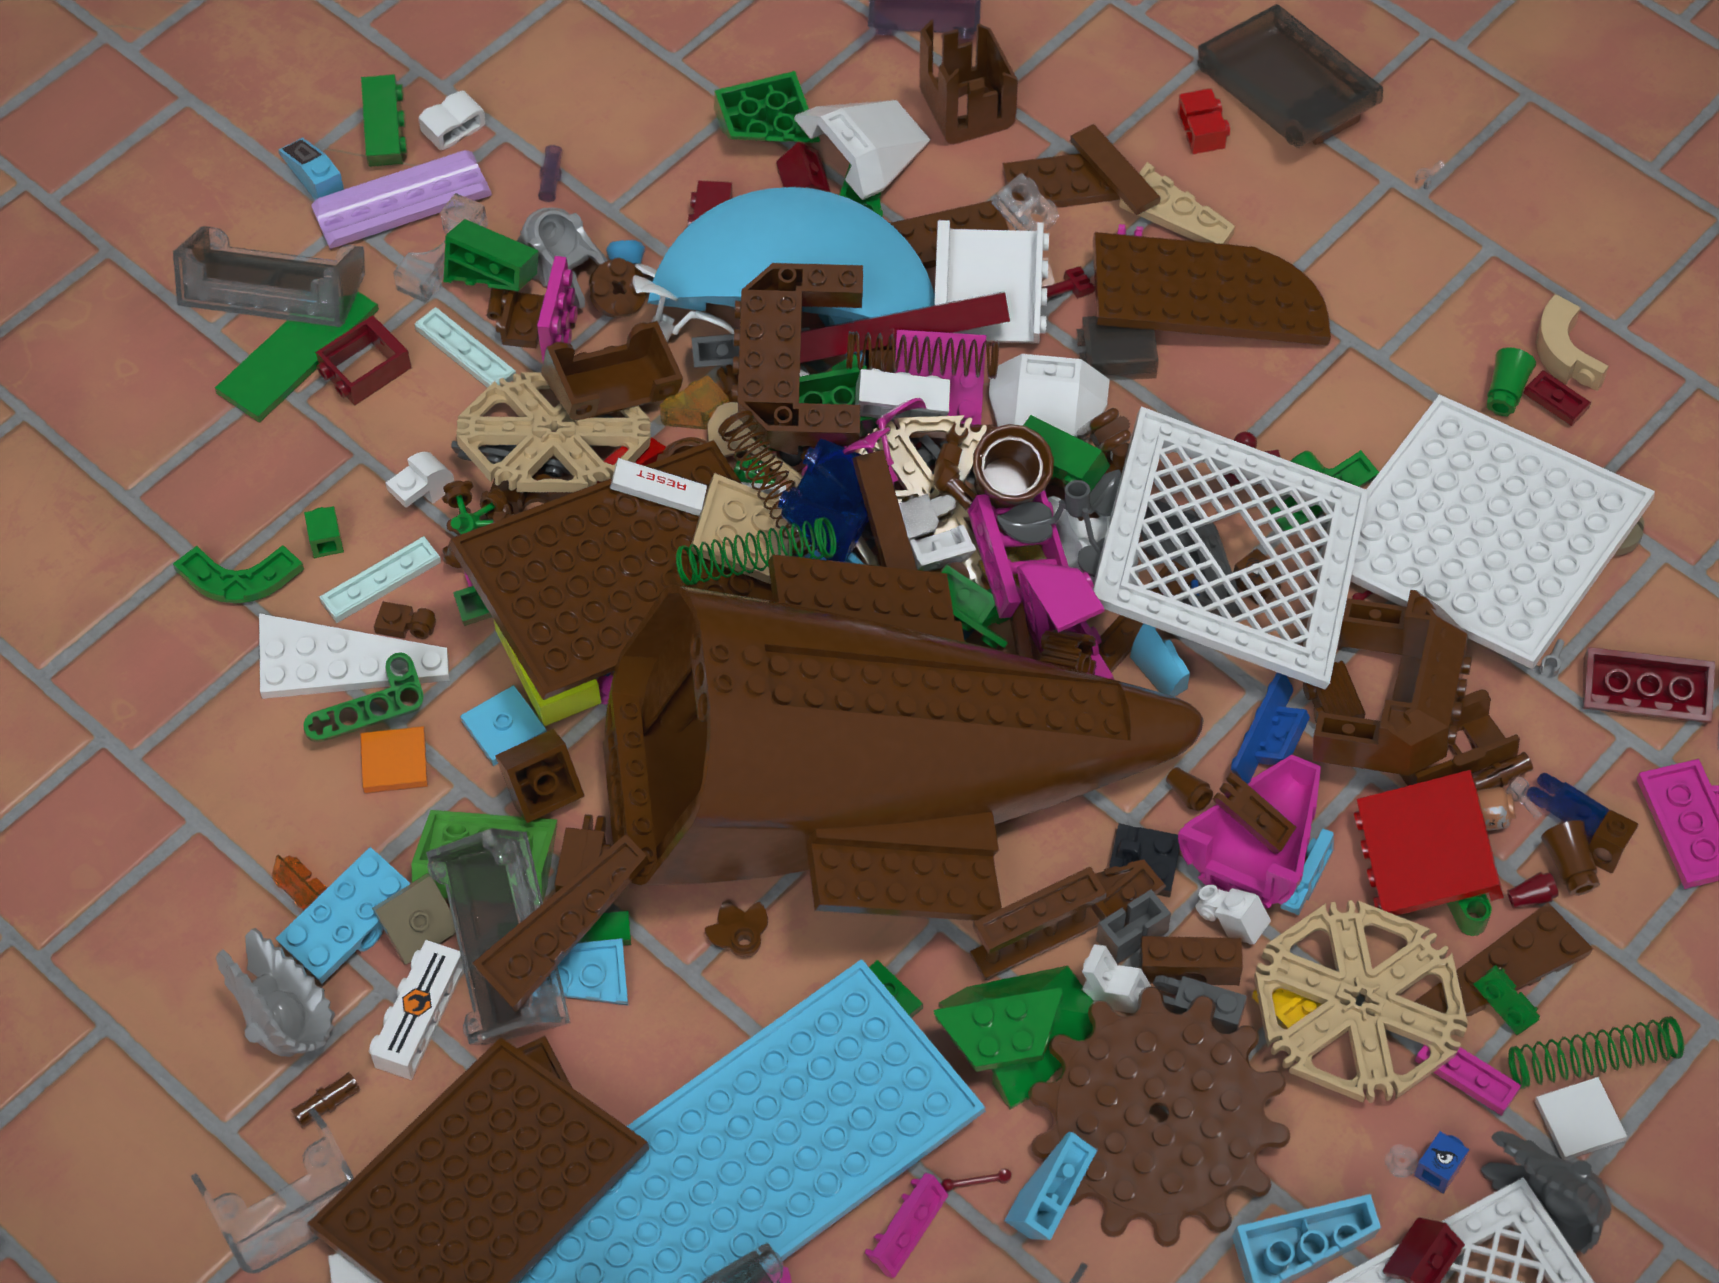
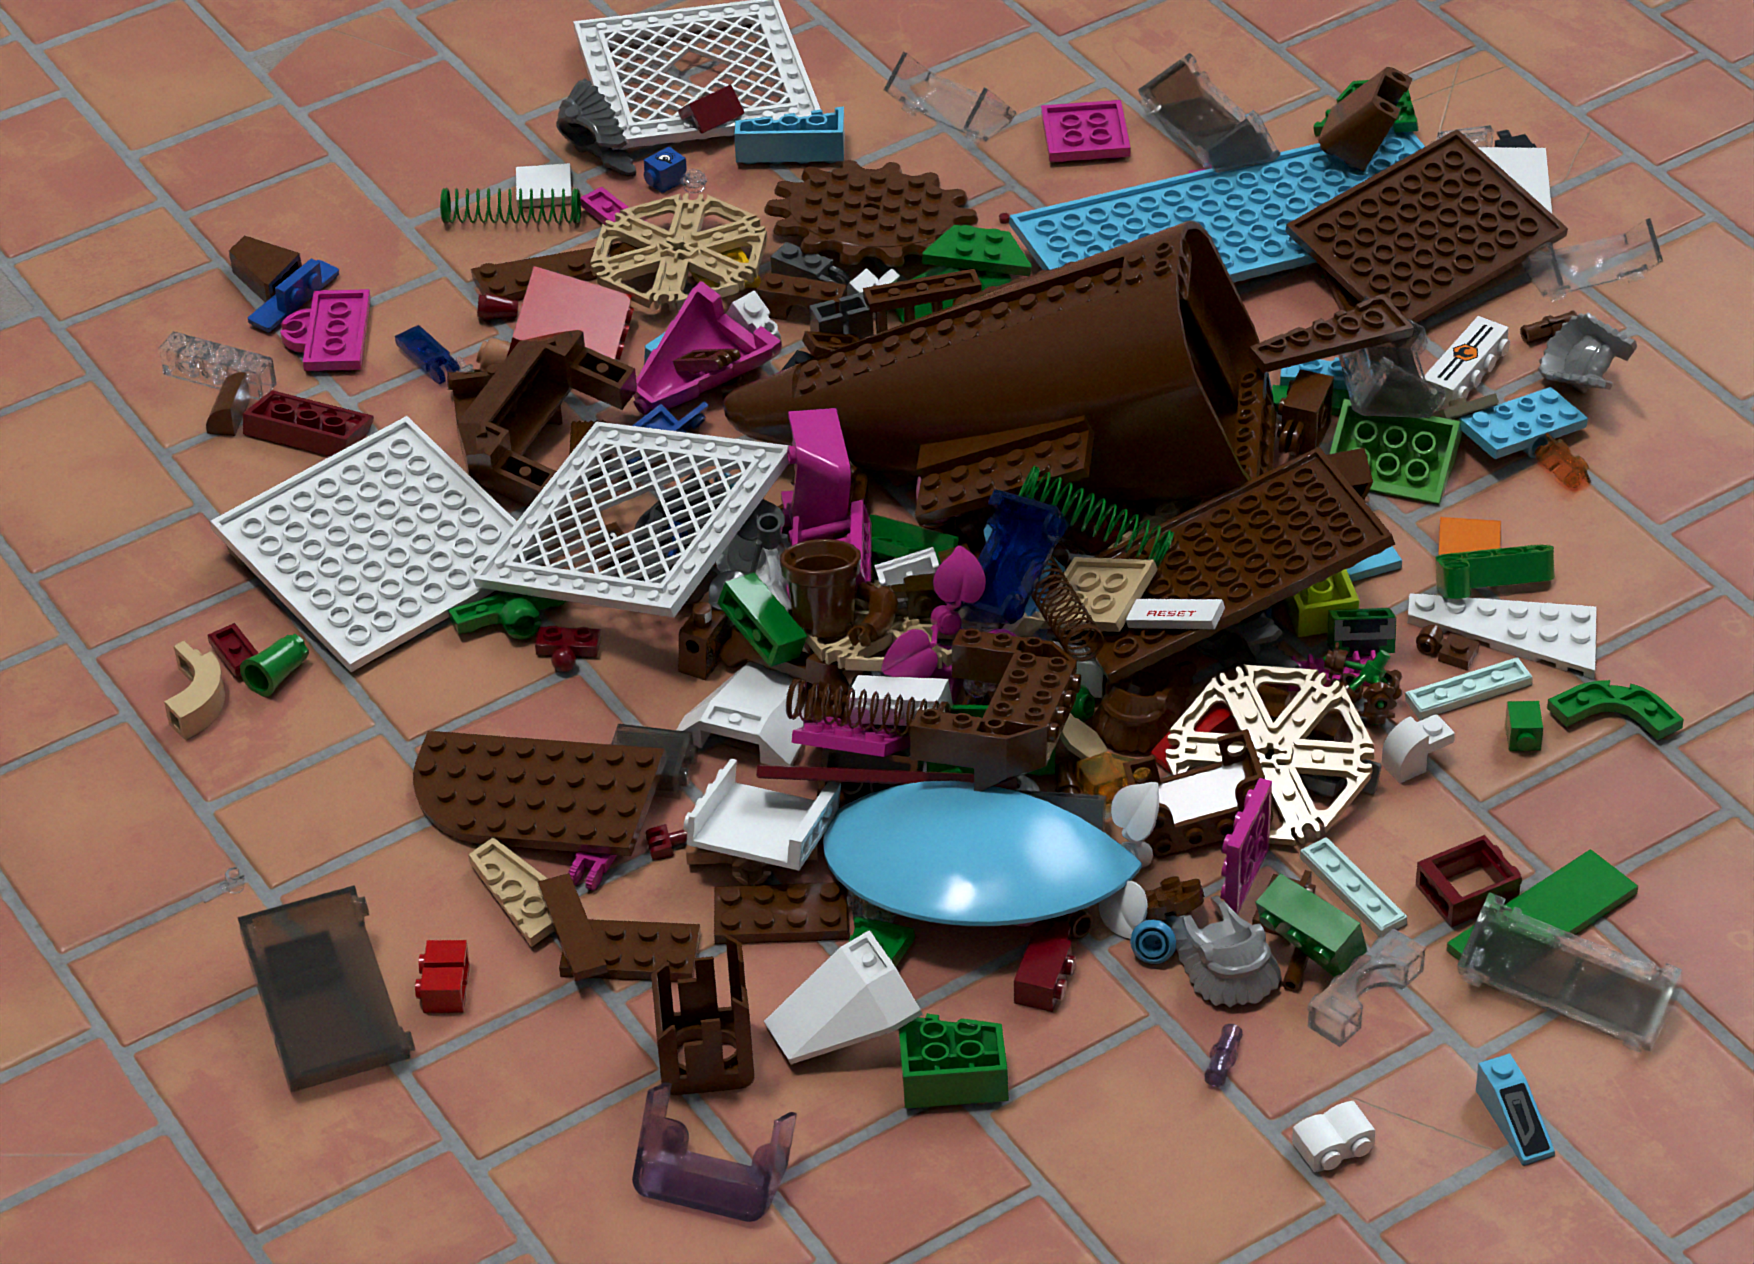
camera: 165 degrees left, 15 degrees down
(383, 120) = (1418, 1144): green wedge -> none
(398, 198) = (1401, 1056): lavender plate -> none
(802, 168) = (930, 992): dark red panel -> none
(908, 1225) = (1108, 180): dark pink plate -> none
(1019, 212) = (690, 899): clear brick -> none
(1051, 1189) = (983, 178): medium azure slope -> none
(1106, 430) = (722, 631): reddish brown piece -> none
(1510, 1005) = (558, 242): green hinge -> none
(1572, 856) = (451, 320): reddish brown plant -> none
(1613, 836) = (410, 318): reddish brown bracket -> none

